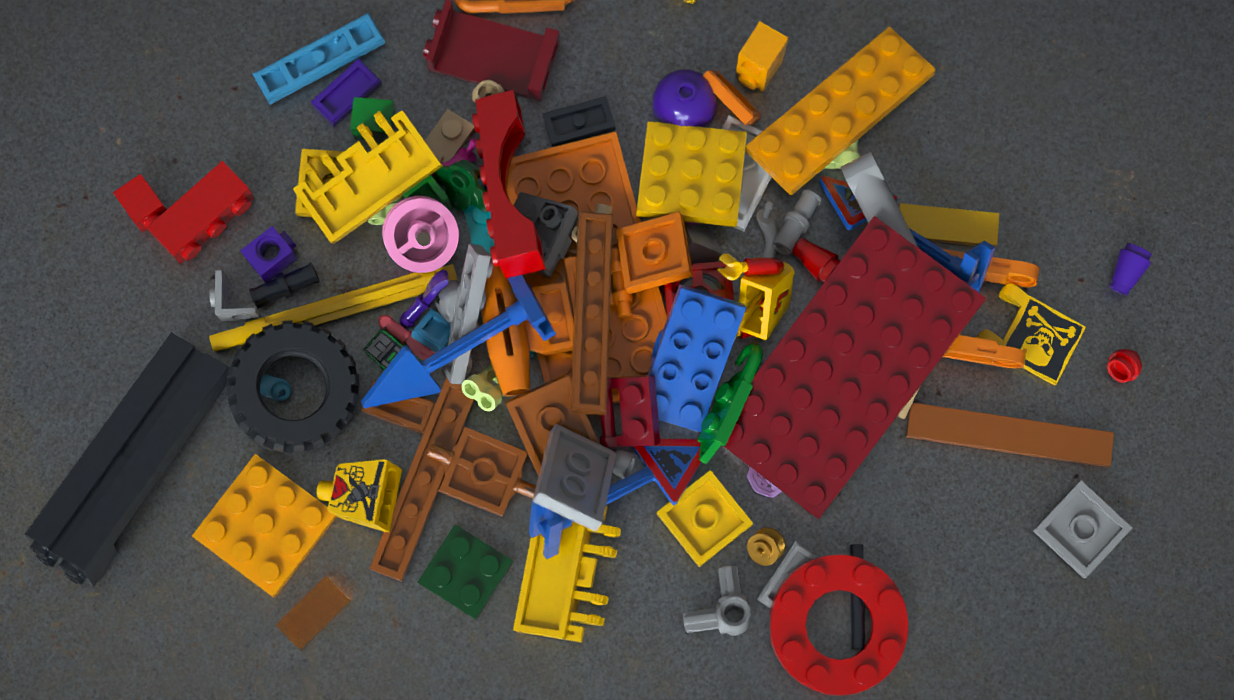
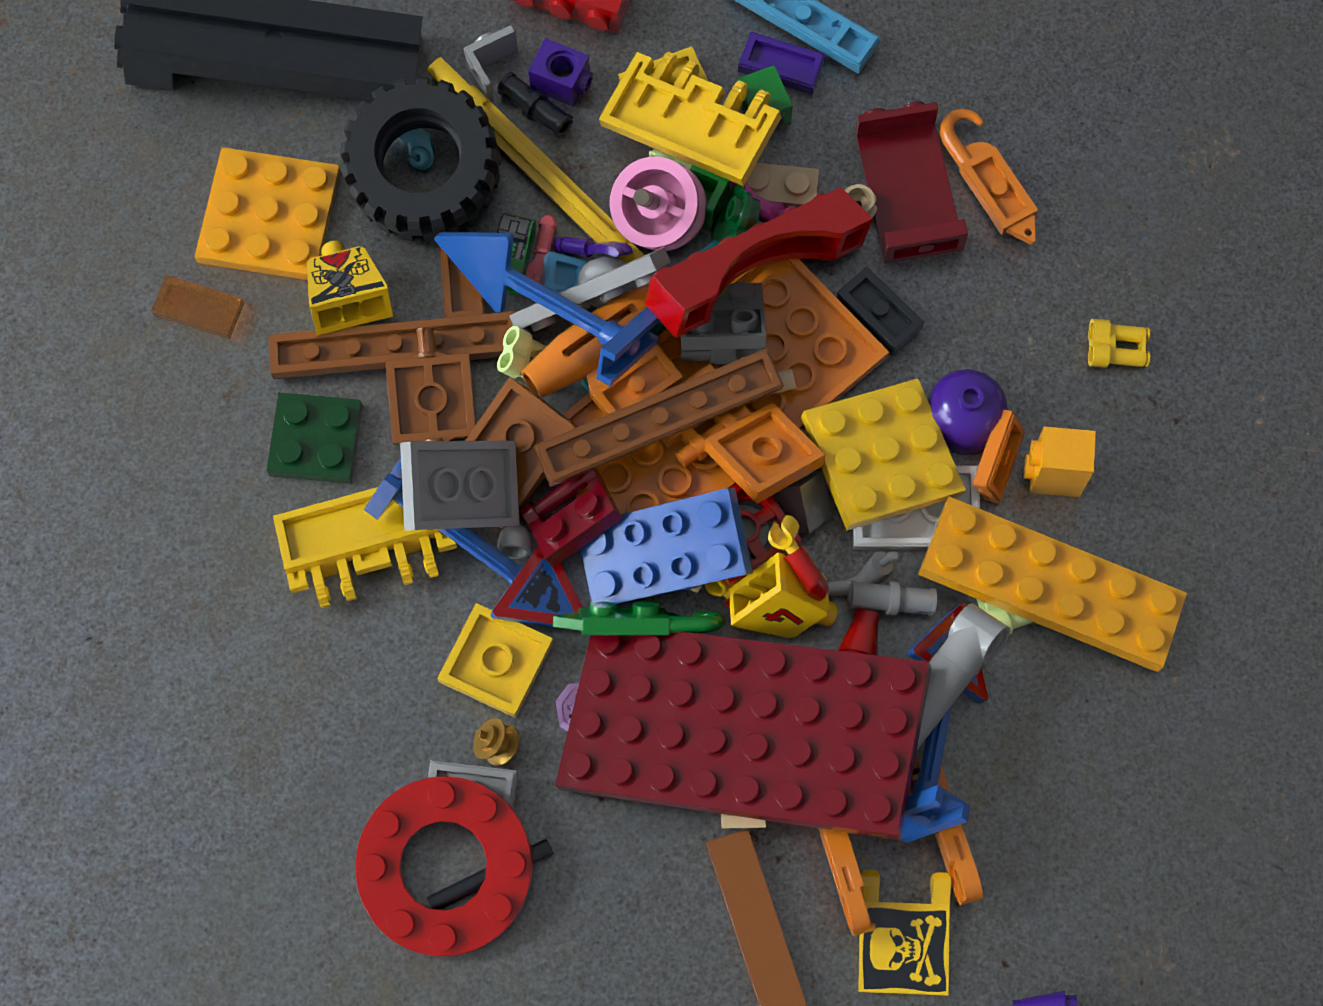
camera: 65 degrees right, 5 degrees down
(730, 599) = (416, 732): light grey axle -> none
(951, 224) = (985, 775): yellow tile -> none

